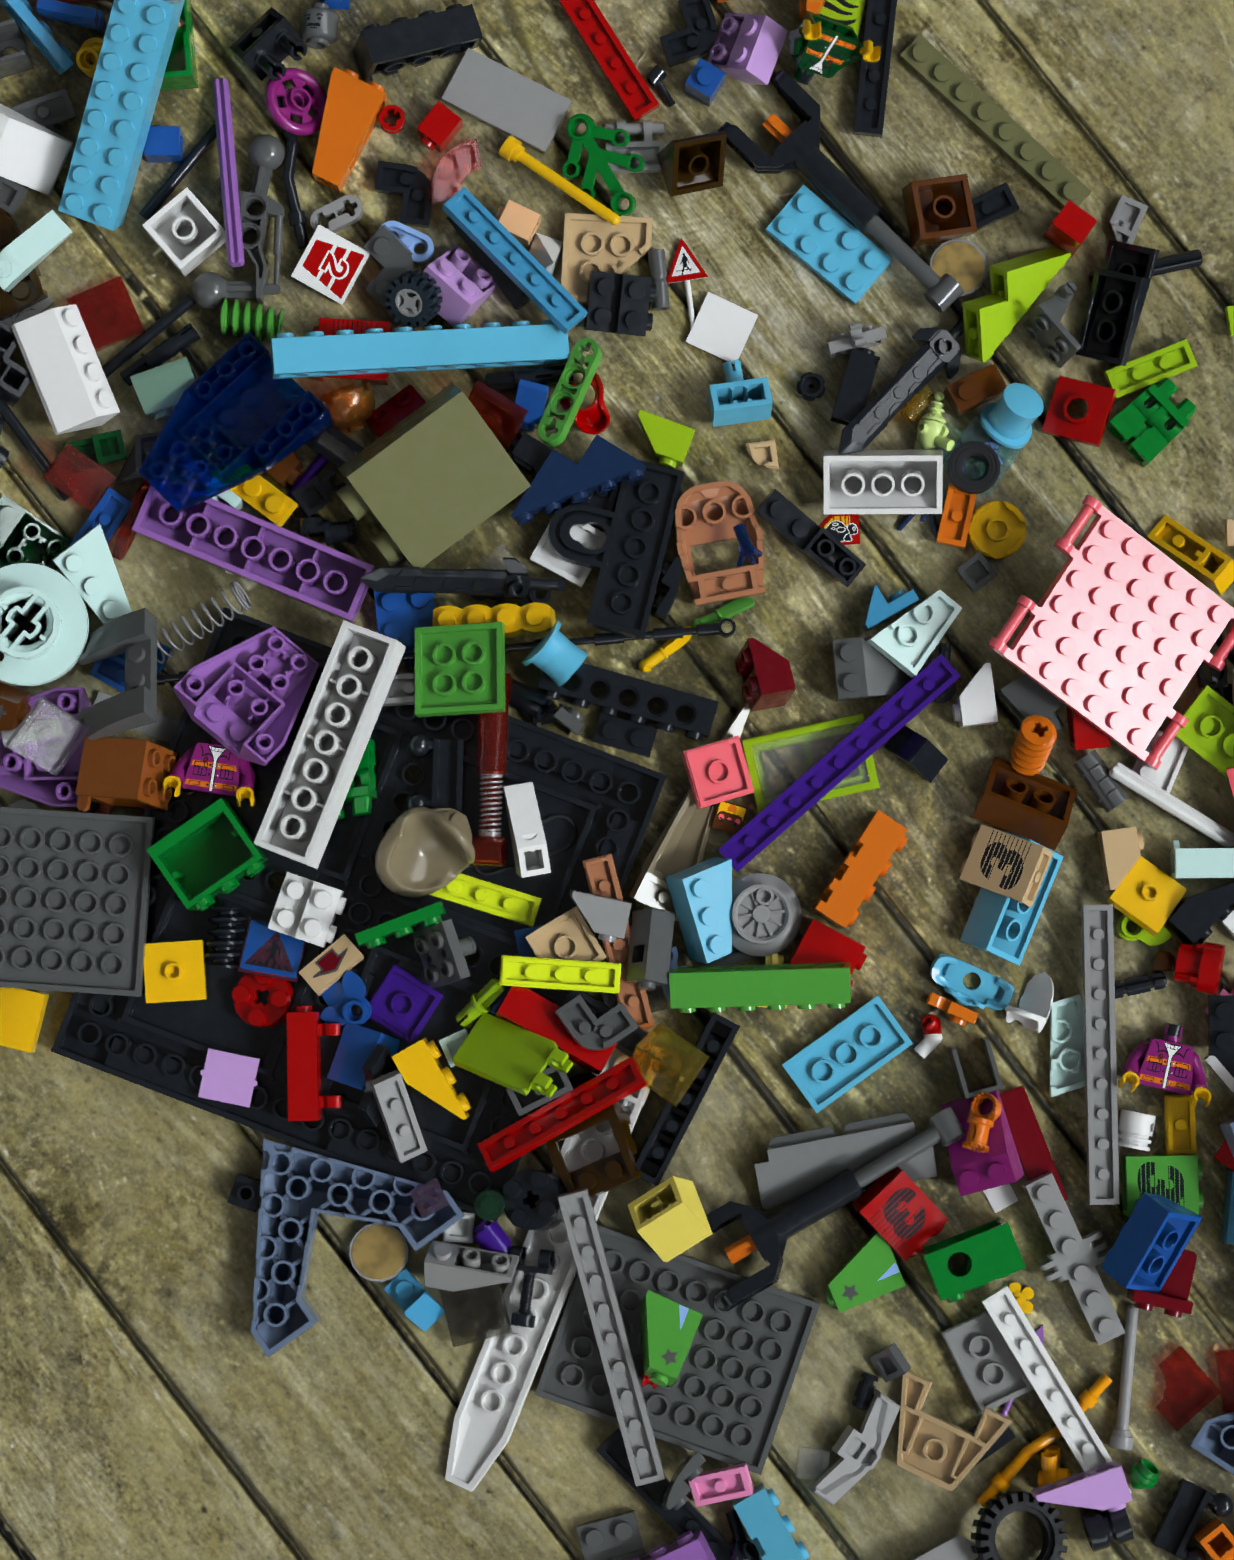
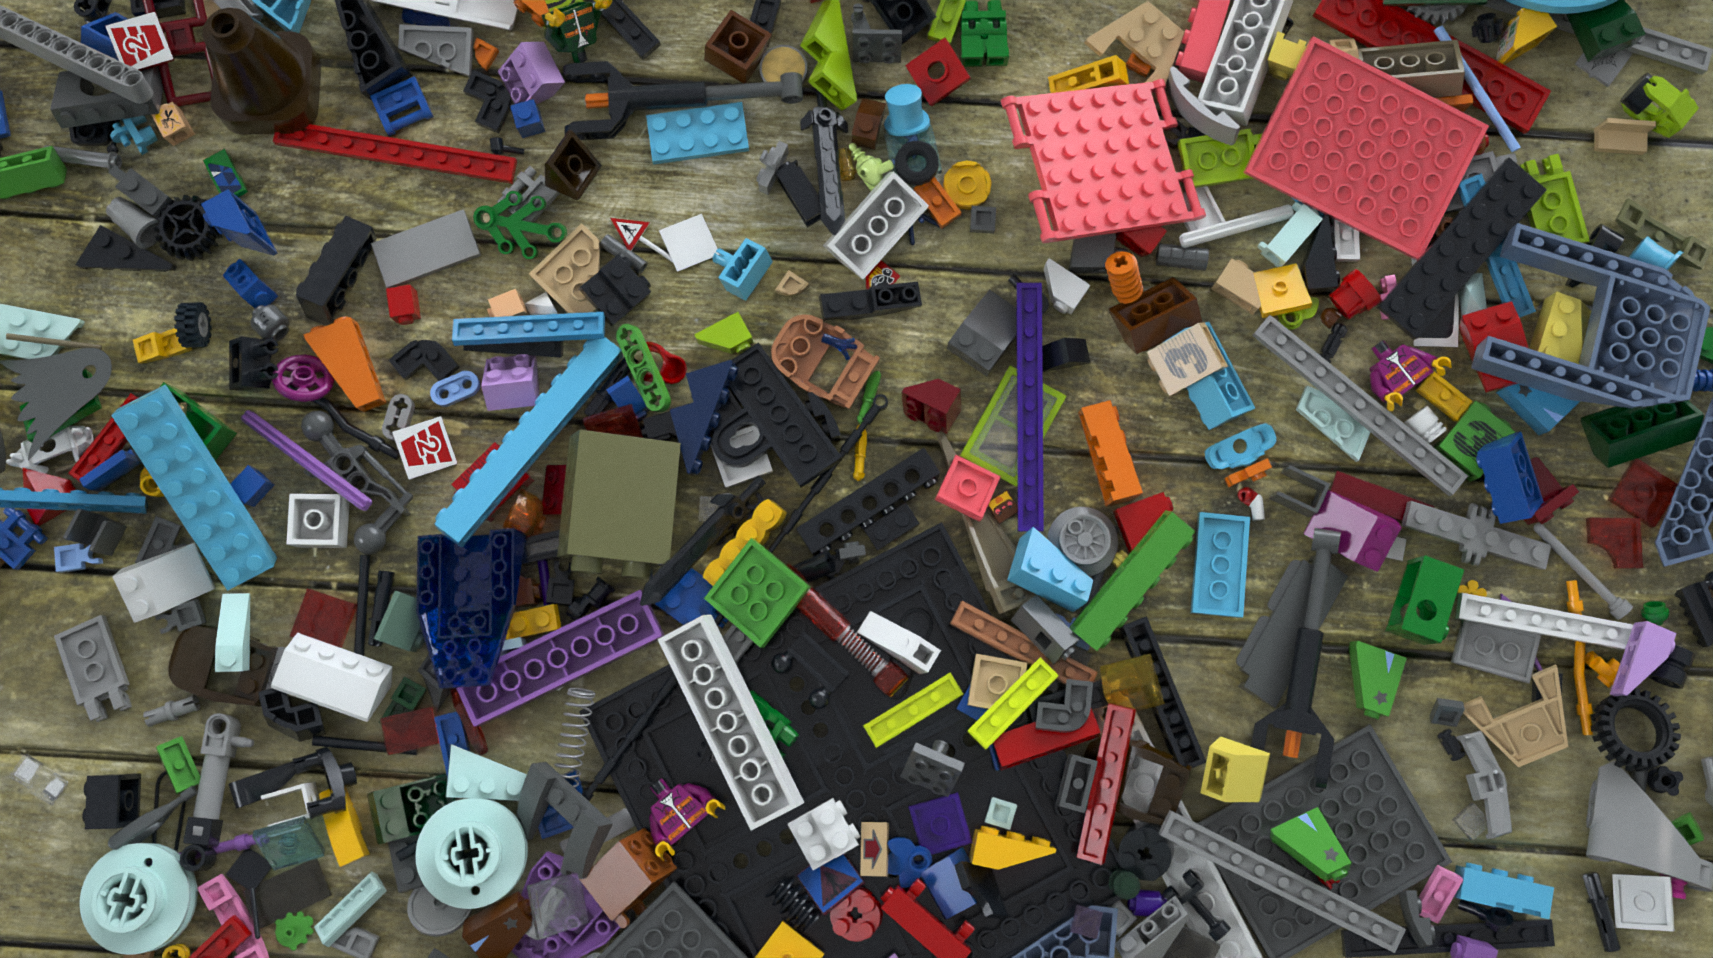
camera: 40 degrees left, 5 degrees down
(180, 173) = (279, 491): black bar -> none
(208, 856) = (731, 868): green container -> none
(249, 694) = (650, 745): medium lavender wedge -> none
(250, 321) = (409, 532): bright green piece -> none
(394, 258) = (466, 406): dark grey plate -> none
(398, 1116) = (1014, 893): light grey plate -> none
(400, 123) = (369, 322): red bush -> none
(401, 926) = (890, 780): green plate -> none
(406, 306) = (490, 421): black wheel -> none
(424, 851) = (854, 720): dark tan piece -> none
(452, 170) = (437, 320): clear red tile -> none
(480, 1003) = (984, 772): lime axle -> none
(511, 1056) = (1039, 783): lime tile -> none
(514, 151) = (460, 271): yellow piece -> none
(556, 656) = (804, 522): medium azure piece -> none
(603, 914) = (998, 640): light grey slope -> none
(814, 379) = (775, 213): black plate -> none
(880, 610) = (953, 297): dark azure slope -> none
(900, 1213) = (1355, 619): red panel -> none
(916, 633) = (989, 287): light aqua wing -> none
(980, 1124) = (1344, 517): orange connector -> none
(1034, 1004) = (1288, 419): white piece -> none

